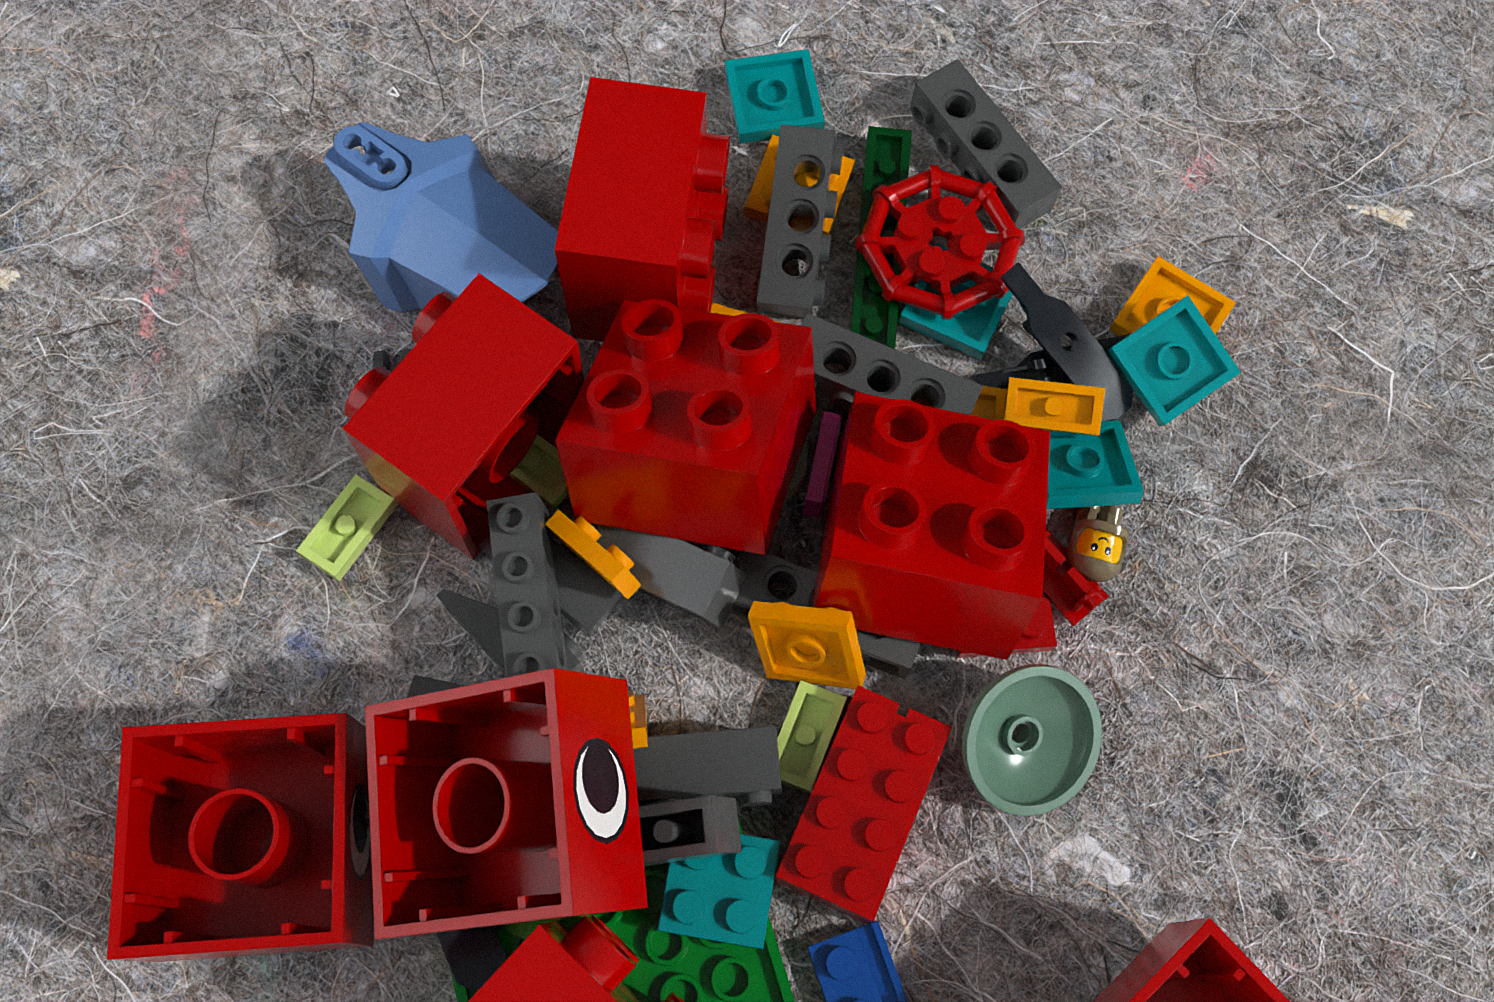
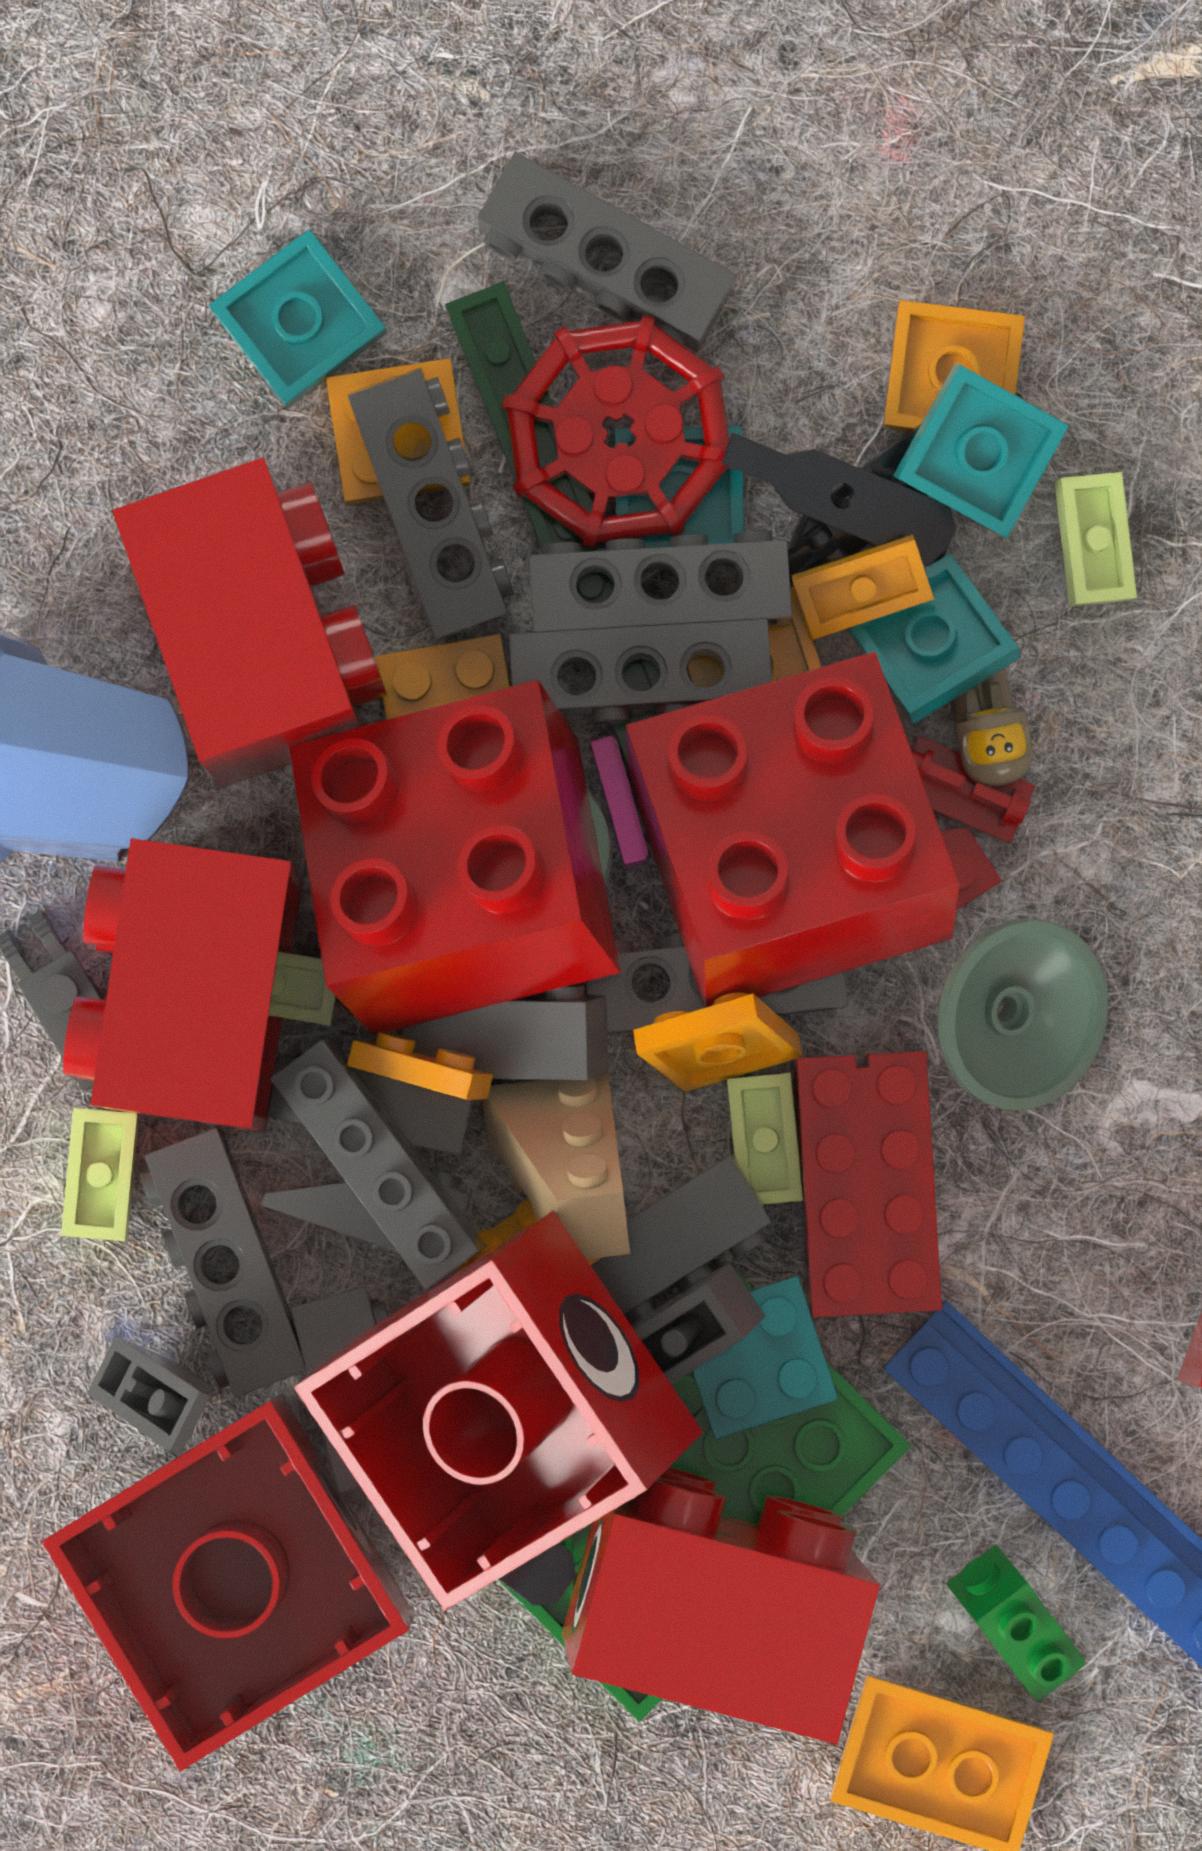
camera: 25 degrees left, 15 degrees up
(283, 682) = (150, 1393): none -> dark grey slope
(392, 550) = (209, 1163): none -> dark grey brick
(664, 667) = (563, 1156): none -> tan wedge
(948, 332) = (689, 558): none -> dark grey brick
(1222, 459) = (1095, 539): none -> yellowish green plate

